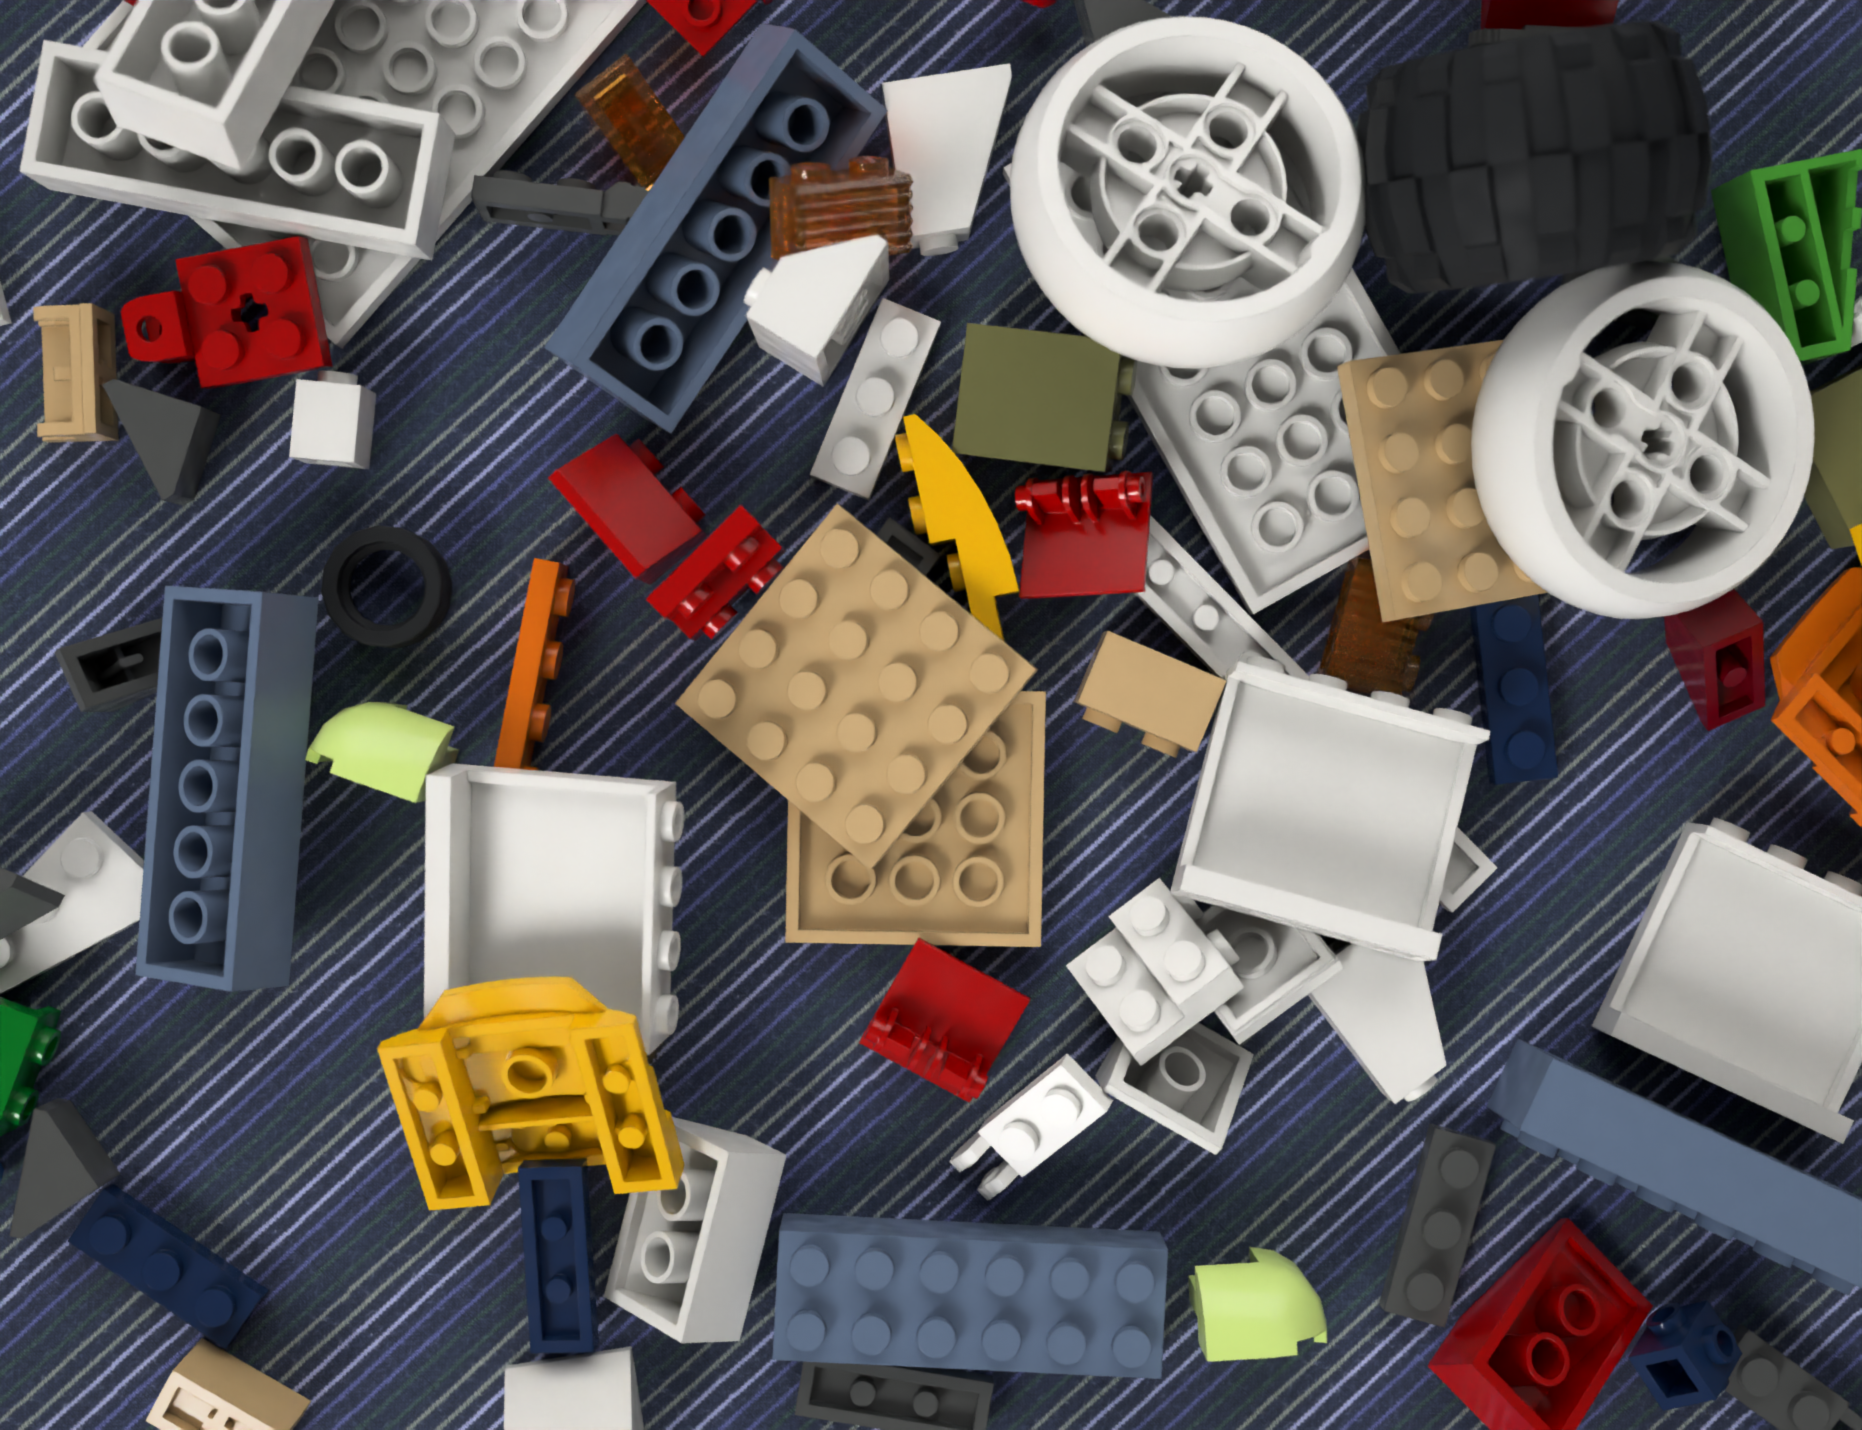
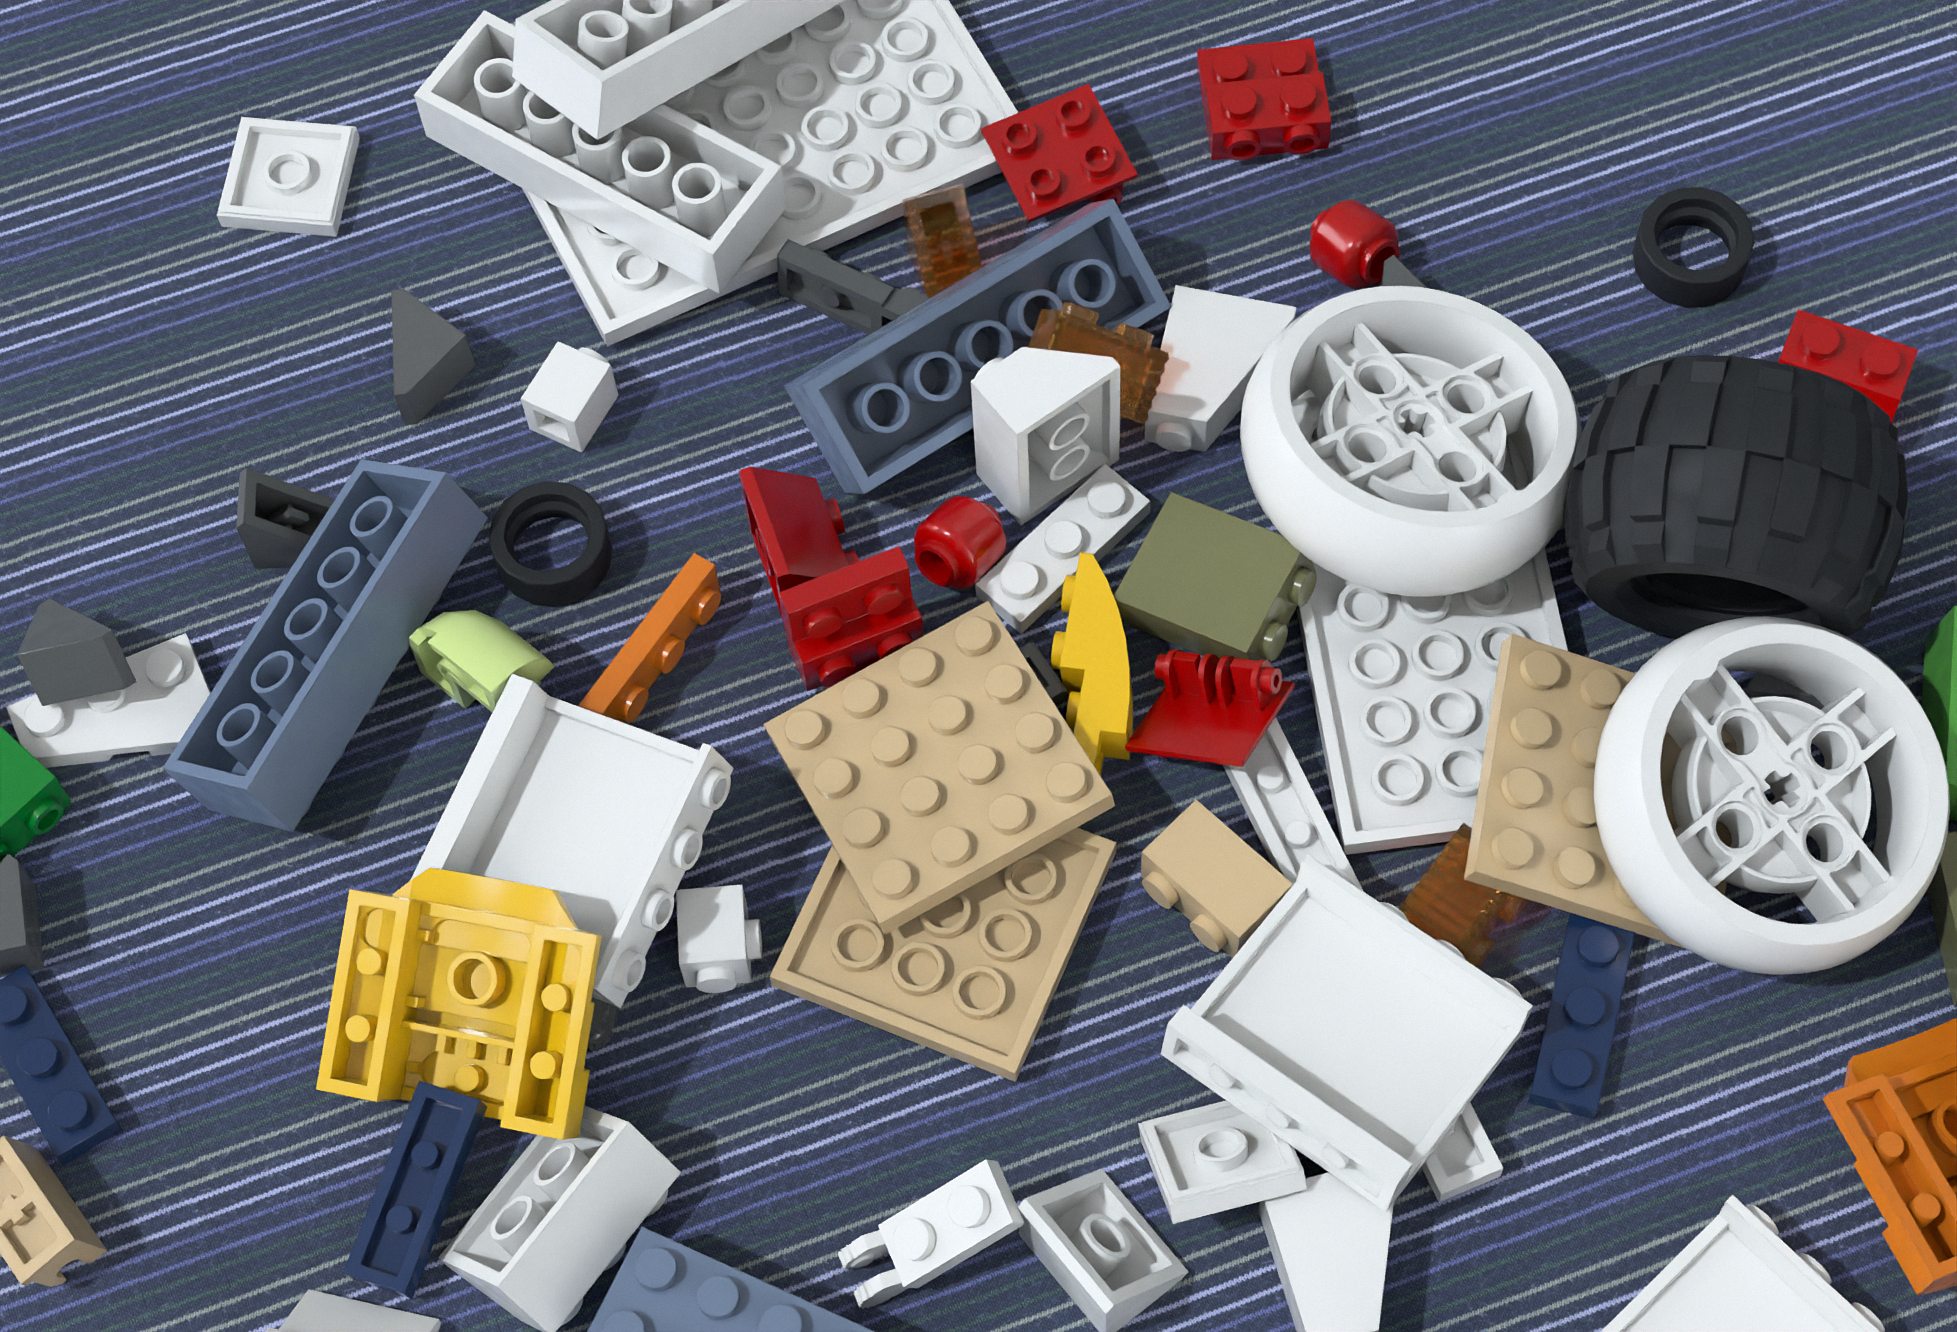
camera: 30 degrees right, 25 degrees down
(76, 363) = (362, 305): tan hinge -> none
(206, 316) = (500, 281): red plate -> none
(721, 924) = (716, 938): none -> white brick
(778, 439) = (959, 542): none -> red head
(944, 1020) = (890, 1111): red hinge -> none
(1156, 971) = (1124, 1132): white plate -> none
(1719, 658) = (1798, 1047): dark red slope -> none

